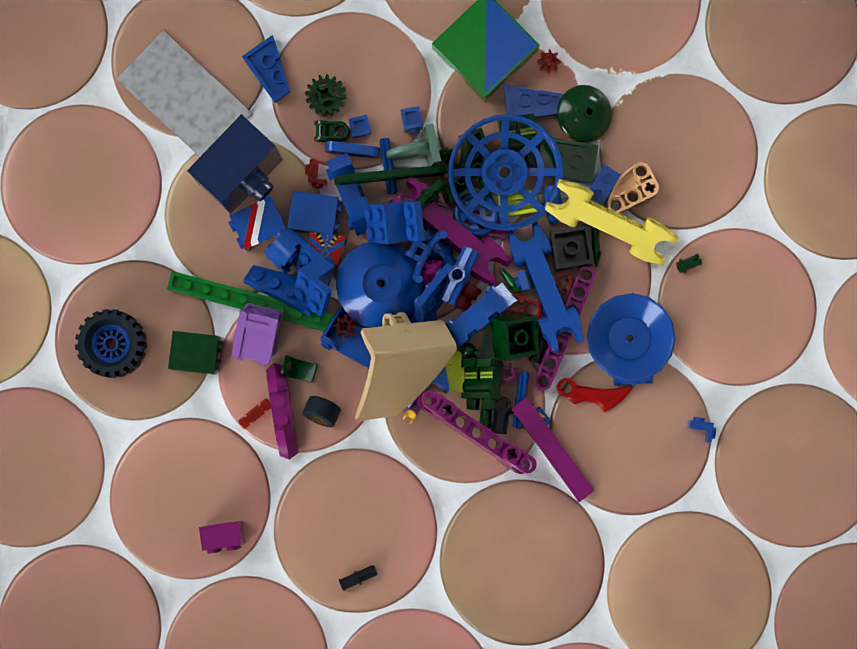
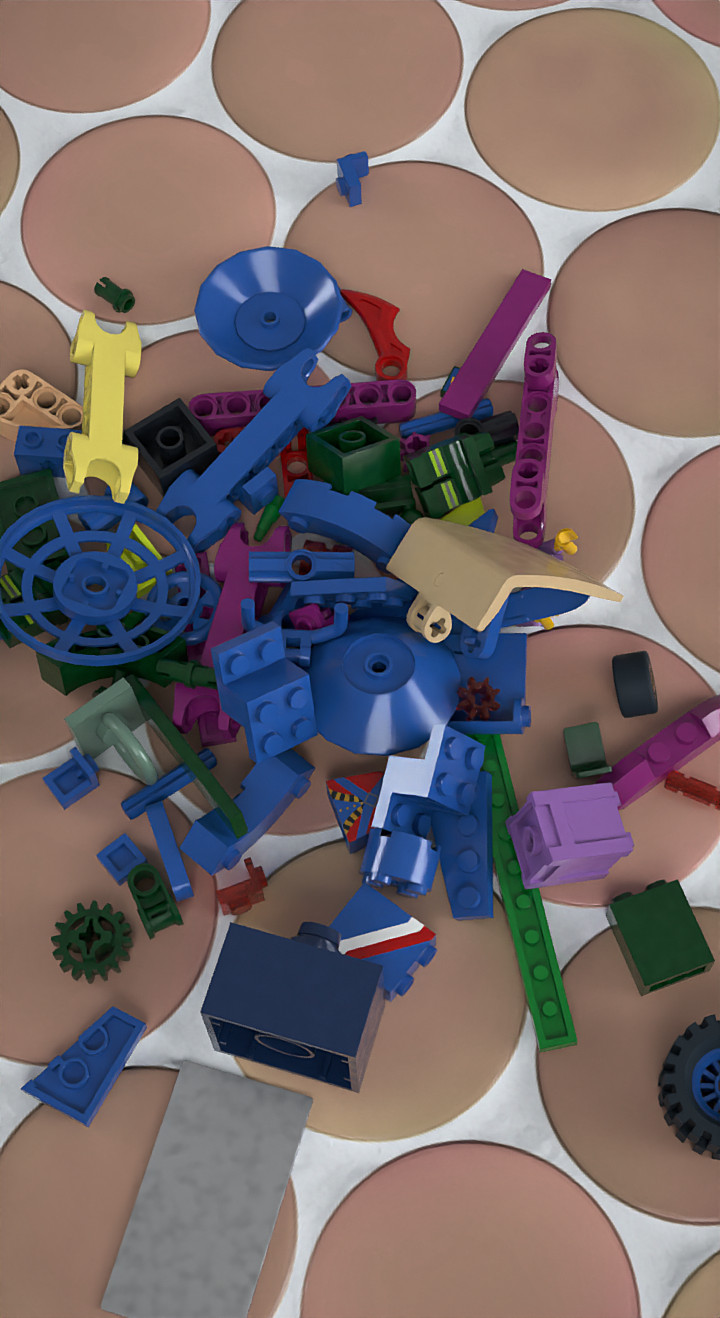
camera: 120 degrees left, 20 degrees down
(314, 213) = (312, 858): blue brick -> none

